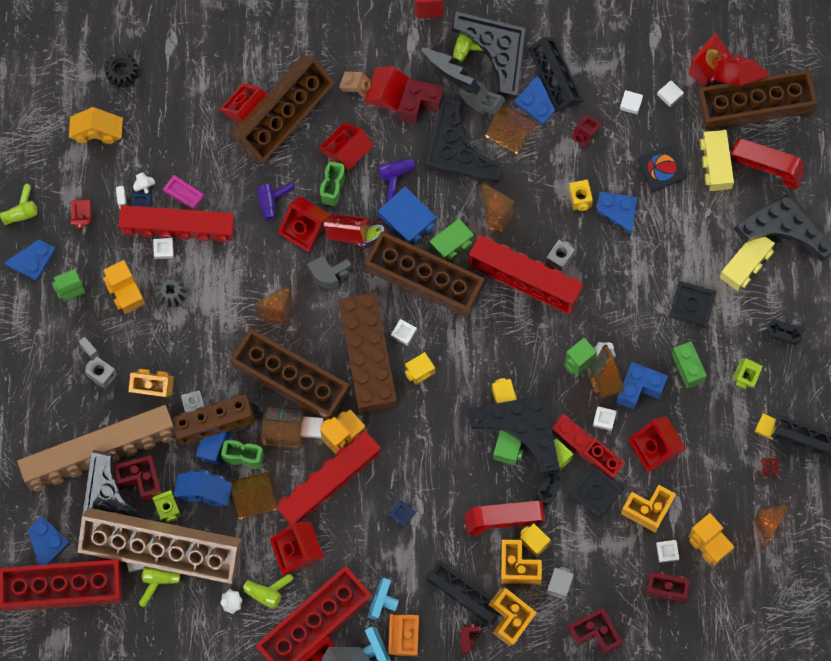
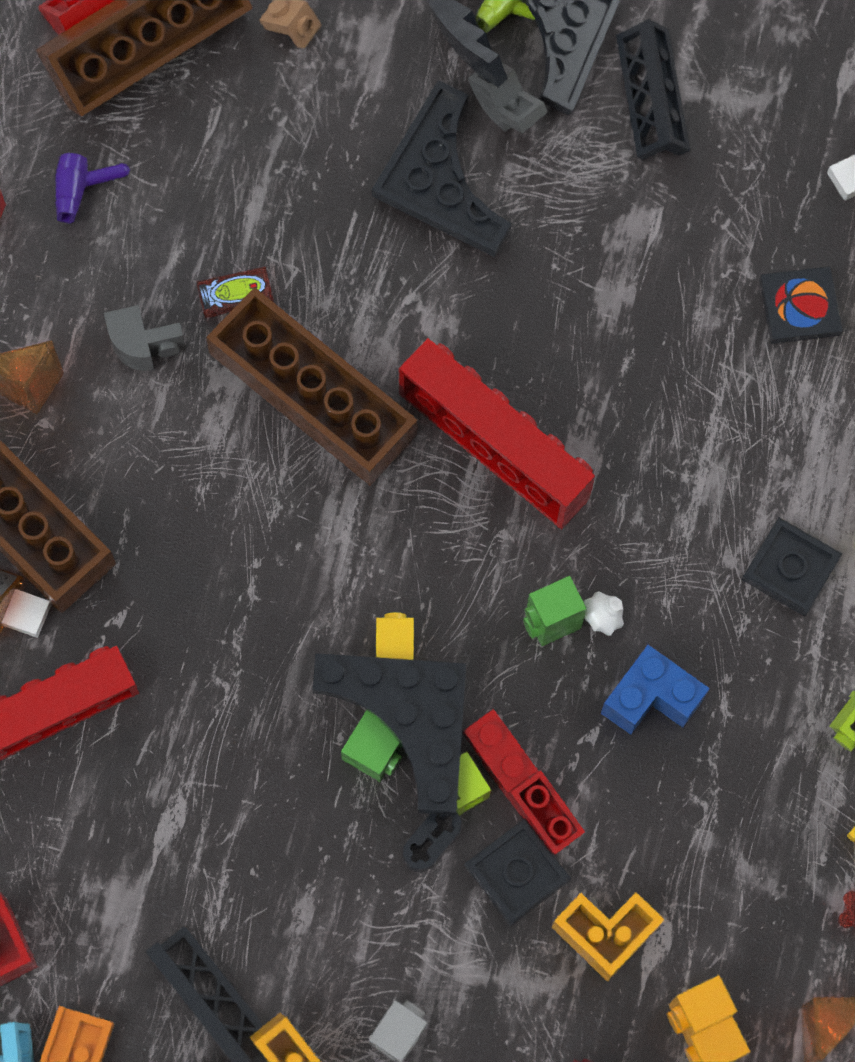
camera: 10 degrees right, 0 degrees up
(303, 223) = (123, 240): red slope -> none
(332, 184) = (190, 186): bright green brick -> none
(341, 430) = (73, 635): light orange brick -> none
(346, 145) = (241, 124): red slope -> none
(347, 228) = (196, 268): red slope -> none
(367, 353) = (165, 503): reddish brown brick -> none
(382, 600) = (54, 974): medium azure tile -> none
(386, 88) = (346, 43): red slope -> none
(392, 170) = (307, 189): dark purple piece -> none
(402, 513) = (142, 818): dark blue tile -> none
(403, 332) = (245, 482): white tile -> none
(407, 217) = (312, 276): blue brick -> none
(418, 96) = (391, 69): dark red brick -> none
(419, 369) = (252, 556): yellow brick -> none
(452, 241) = (380, 338): bright green brick -> none
(496, 208) = (479, 300): clear orange slope -> none
(503, 515) = (330, 874): beam -> none
(510, 129) = (544, 167): clear orange slope -> none
(516, 570) = (317, 981): light orange brick -> none
(534, 540) = (373, 934): yellow brick -> none
(536, 102) = (604, 132): blue wing -> none
(557, 262) = (567, 429): light grey brick -> none
(583, 188) = (643, 303): yellow brick -> none
(586, 130) = (679, 203): dark red bracket -> none
(604, 418) = (570, 737): white tile -> none
(605, 374) = (591, 656): clear orange slope -> none
(618, 209) = (700, 358): blue wing -> none
(631, 102) = (776, 174): white tile -> none
(657, 443) = (656, 811): red slope -> none
(667, 551) = (620, 1024): white tile -> none
(689, 365) = (755, 678): bright green brick -> none

